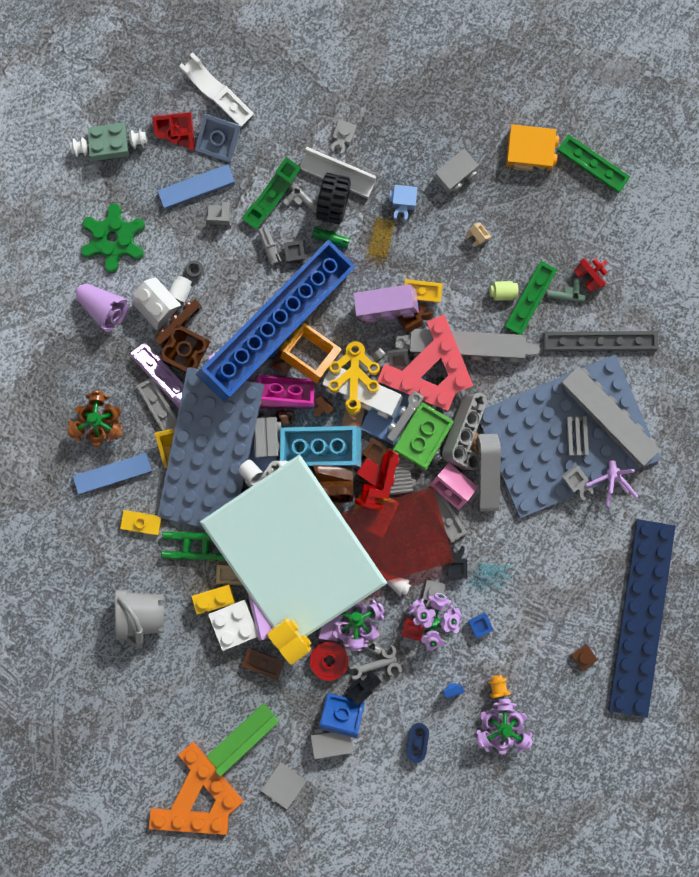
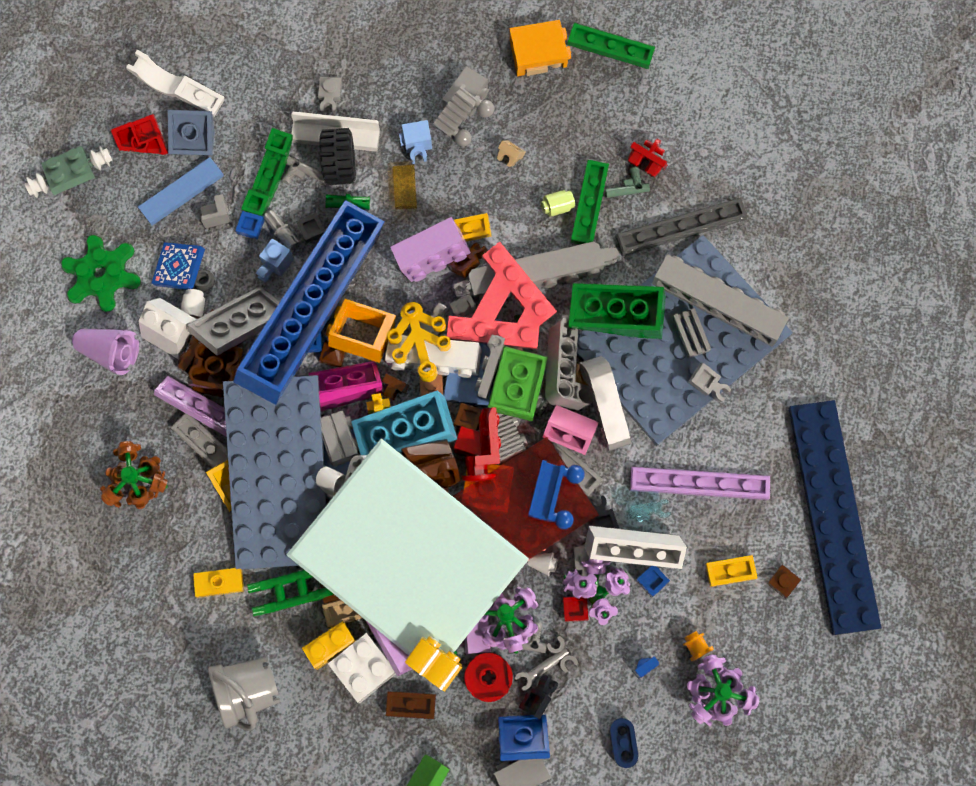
camera: 15 degrees left, 10 degrees down
(112, 473) = (169, 535): medium blue tile -> none
(177, 252) = (178, 266): none -> blue tile
(212, 316) = (234, 321): none -> light grey plate
(245, 234) = (250, 225): none -> blue plate
(257, 270) = (275, 259): none -> light blue brick
(283, 418) = (350, 410): reddish brown tile -> none
(306, 420) = (377, 404): none -> yellow plate
(418, 534) = (547, 492): none -> blue gear
(444, 187) = (457, 110): none -> light grey gear
(474, 597) = (635, 547): none -> white brick
(523, 400) = (618, 309): none -> green slope
(544, 559) = (700, 483): none -> lavender tile
(545, 636) = (731, 571): none -> yellow plate
(614, 475) = (748, 363): lavender plant -> none

